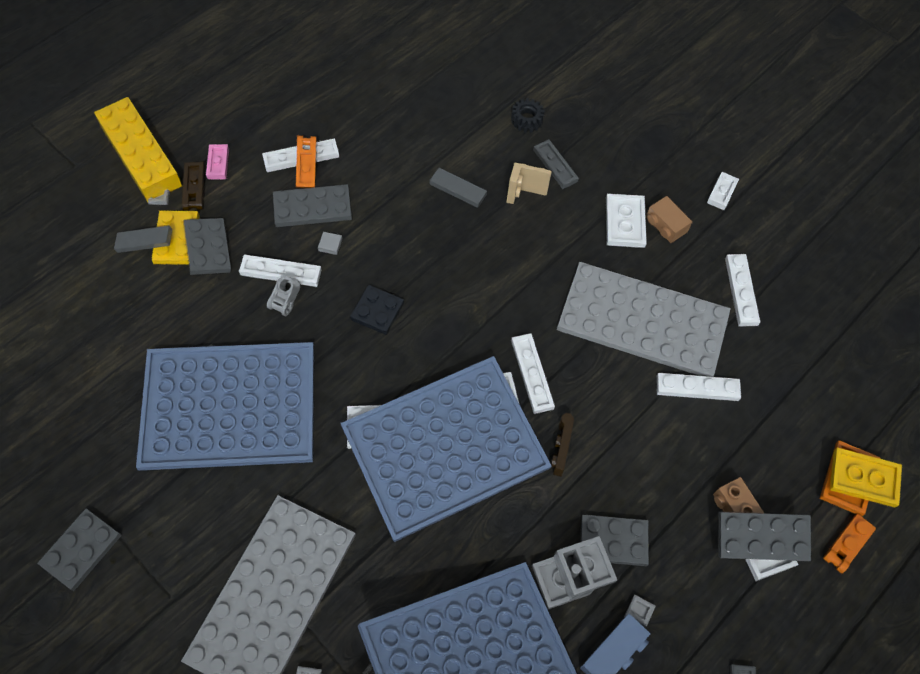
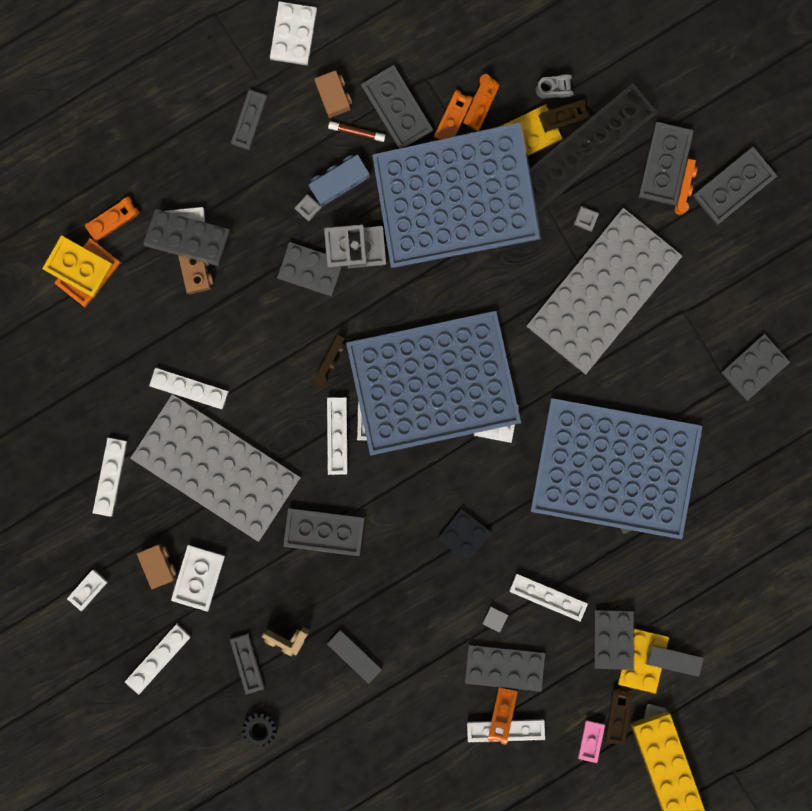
camera: 160 degrees left, 25 degrees up
(282, 296) = (550, 564): light grey piece -> none
(518, 283) = (323, 532): none -> dark grey plate
(637, 152) = (157, 659): none -> white plate

